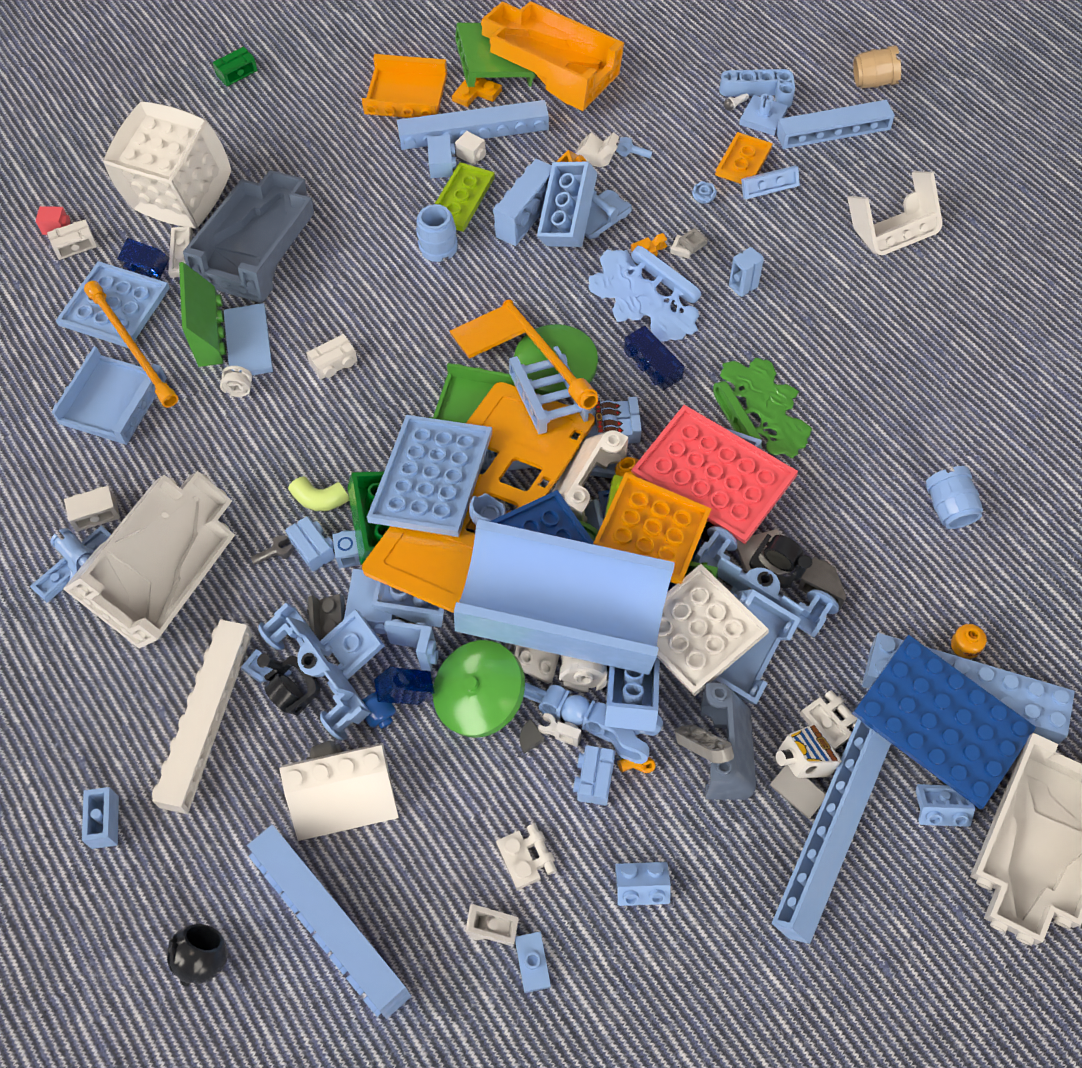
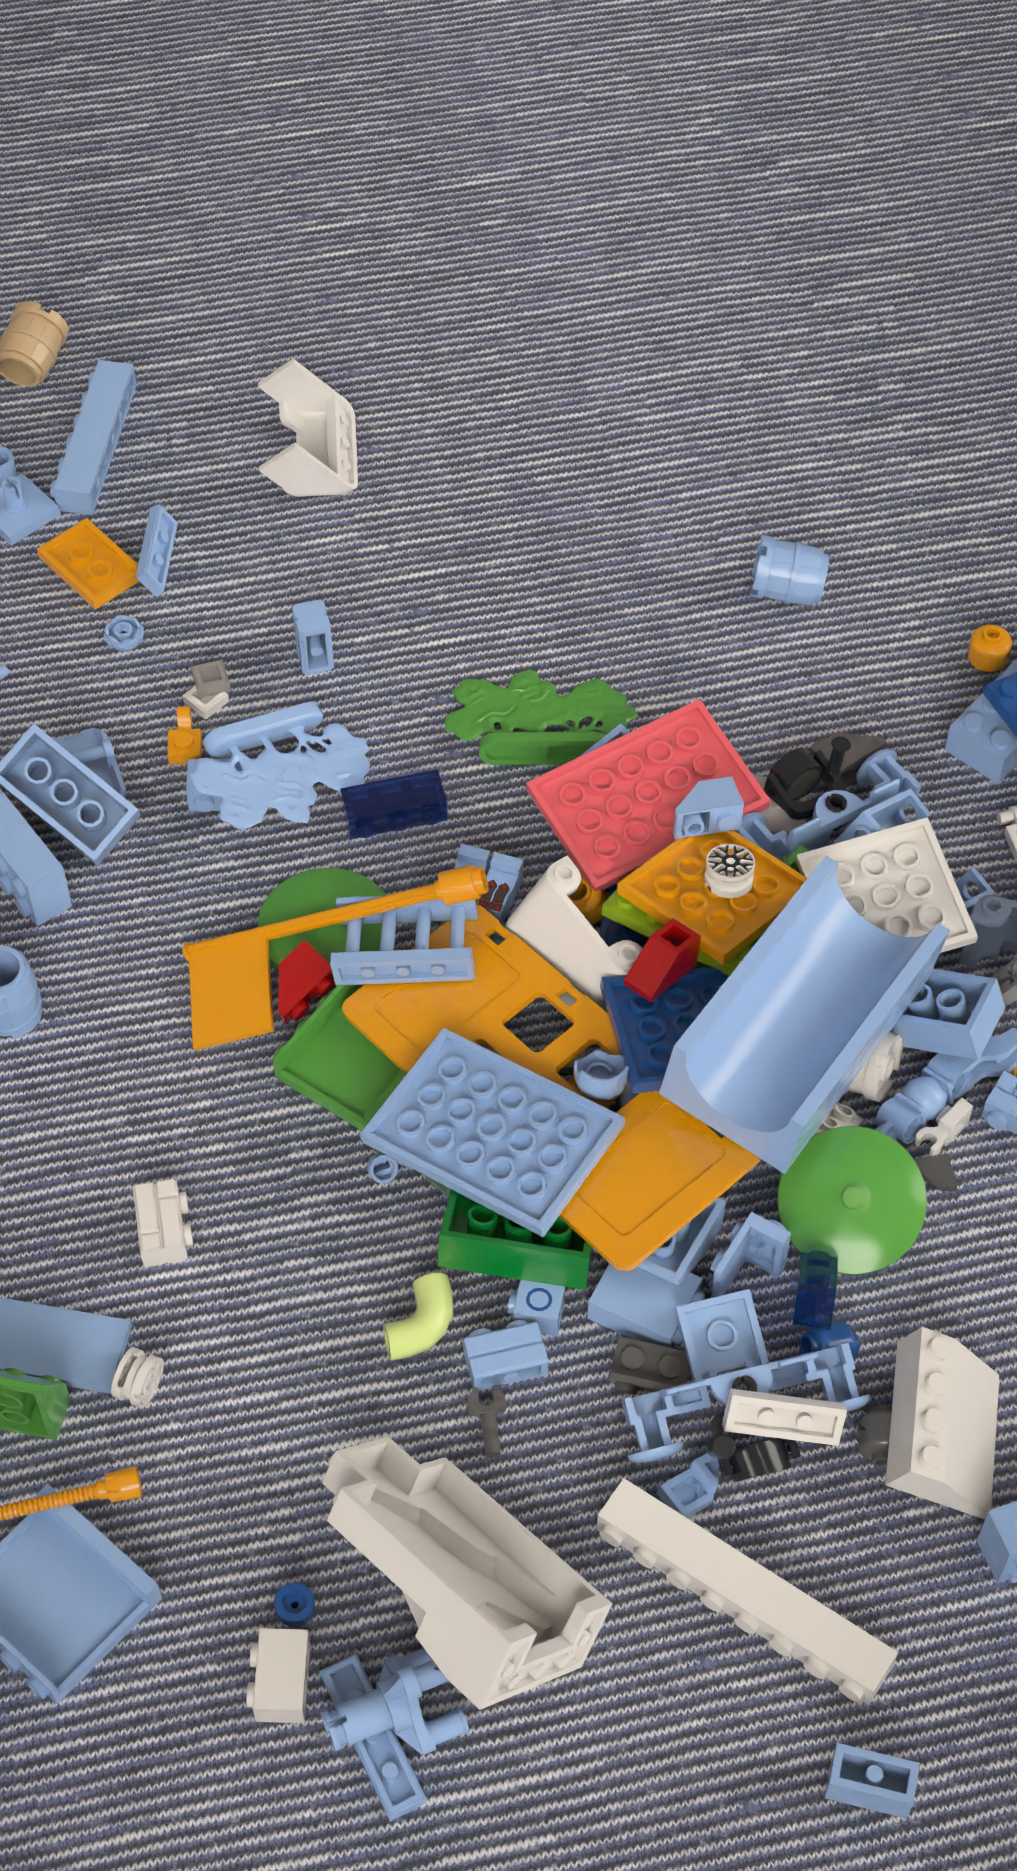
camera: 70 degrees left, 5 degrees down
(129, 497) = (294, 1604): none -> blue tile
(298, 689) = (784, 1417): none -> white plate
(498, 355) = (301, 979): none -> red slope
(576, 513) = (663, 960): none -> red slope
(659, 518) = (729, 873): none -> white wheel
(708, 501) = (709, 809): none -> light blue slope

